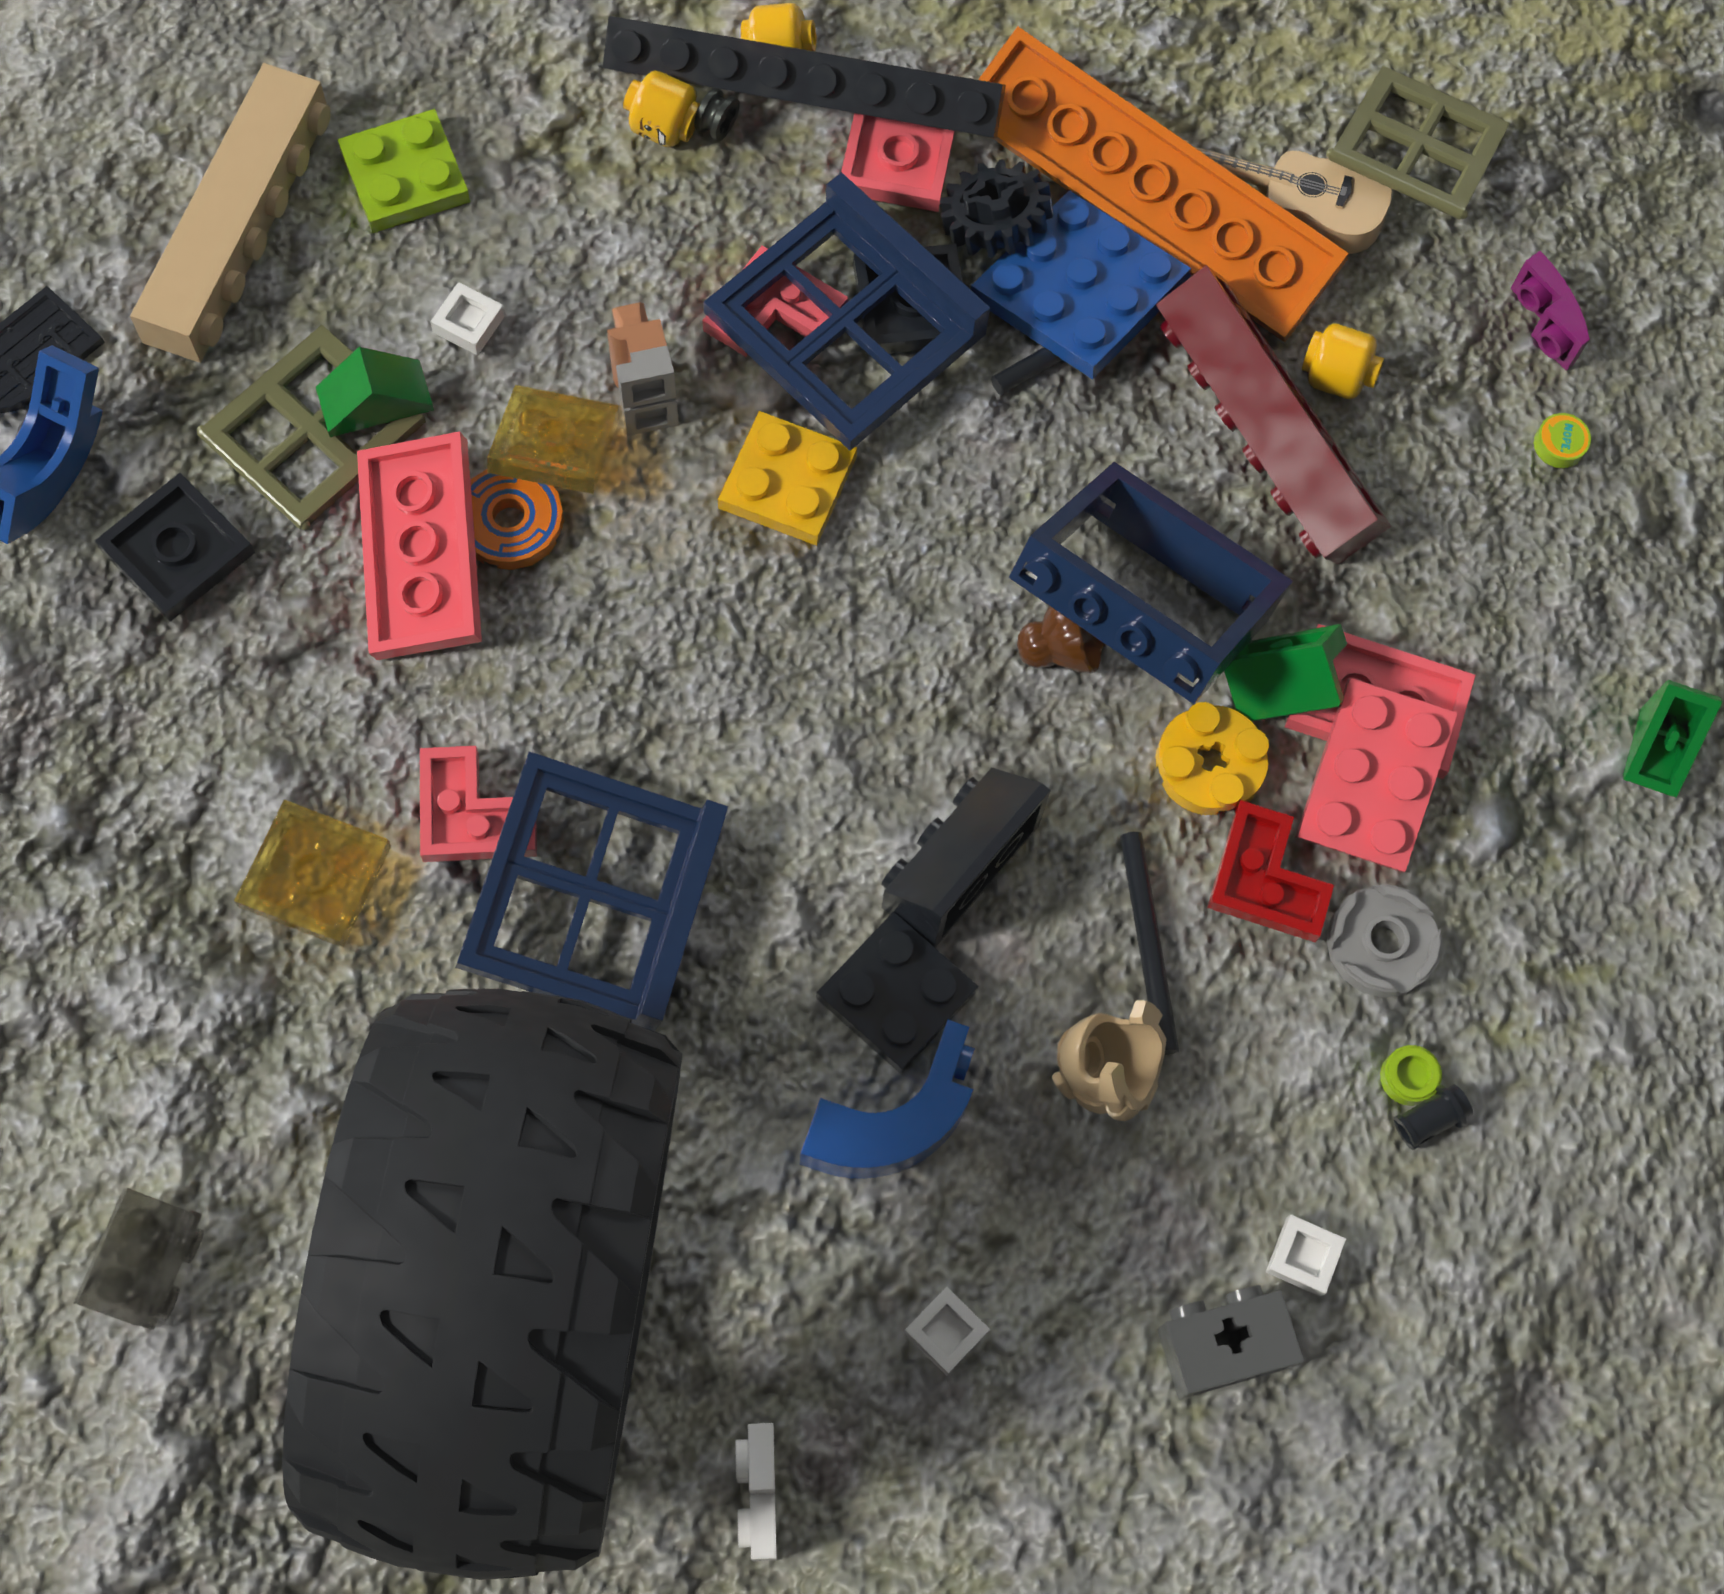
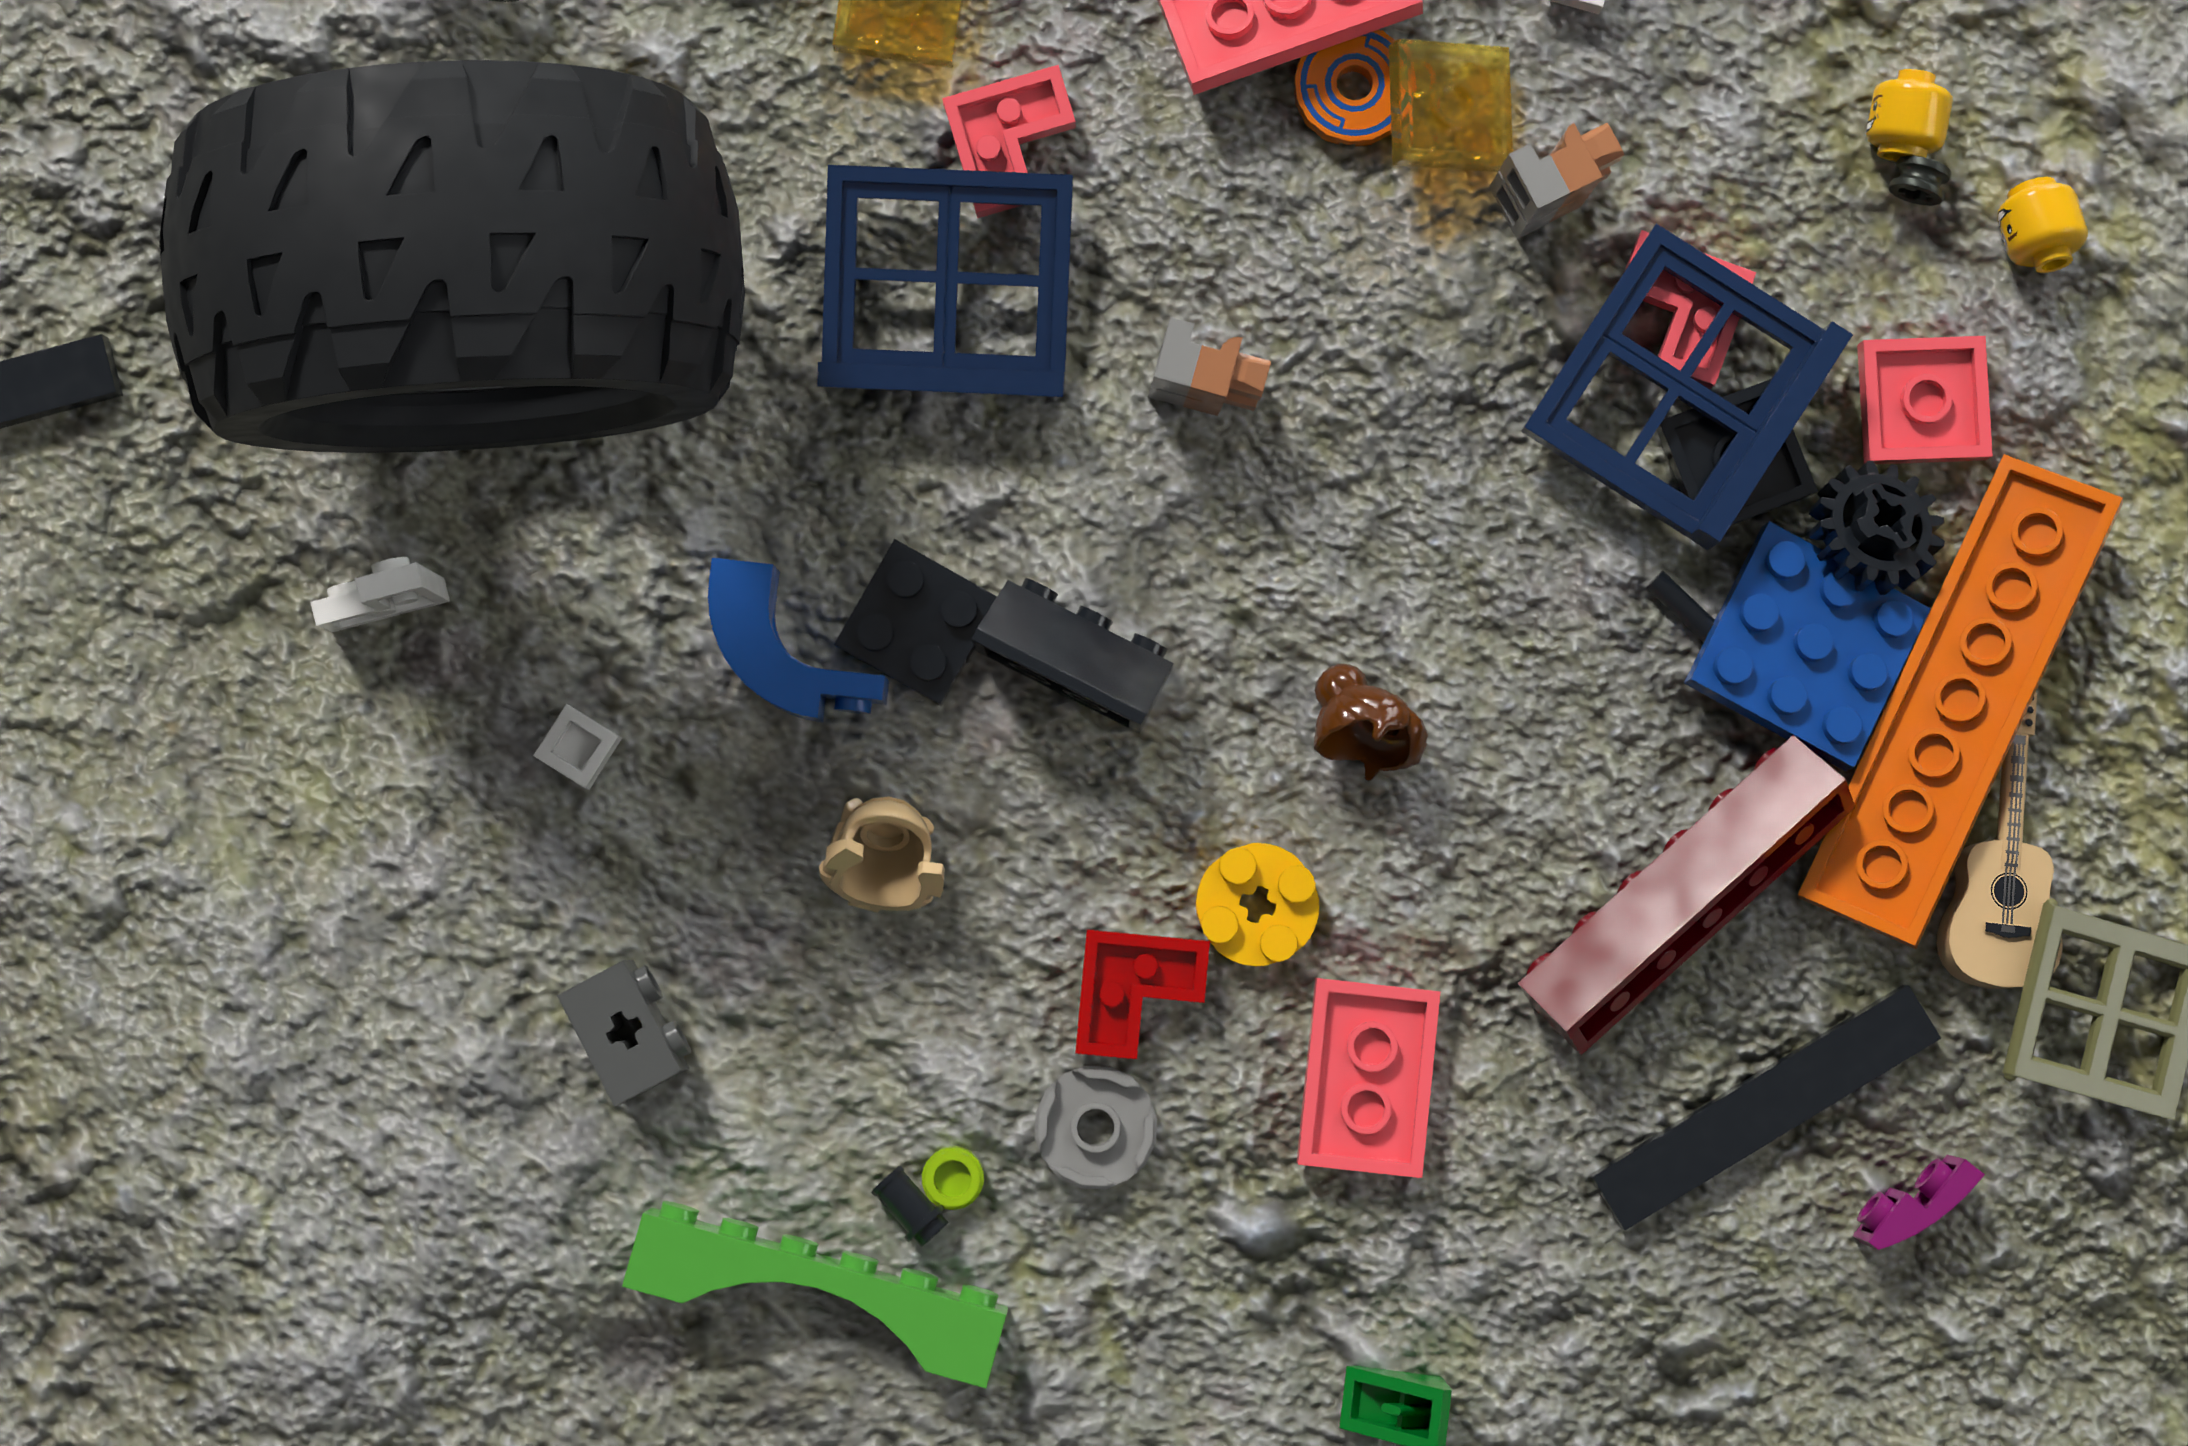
camera: 85 degrees right, 15 degrees up
(733, 697) = (1206, 376): none -> nougat hips
(787, 478) = (1478, 372): yellow plate -> none
(805, 76) = (1987, 266): black plate -> none
(1124, 619) = (1503, 818): dark blue window -> none
(1148, 934) = (1035, 874): black bar -> none
(1287, 673) = (1367, 962): green panel -> none
(1305, 1255) = (733, 1095): white plate -> none
(1342, 361) = (1784, 966): yellow head -> none
(1376, 775) = (1274, 1085): coral plate -> none
(1454, 409) = (1765, 1106): none -> black tile
(1455, 1324) = (942, 1328): none -> bright green arch
(1562, 440) = (1753, 1241): lime tile -> none

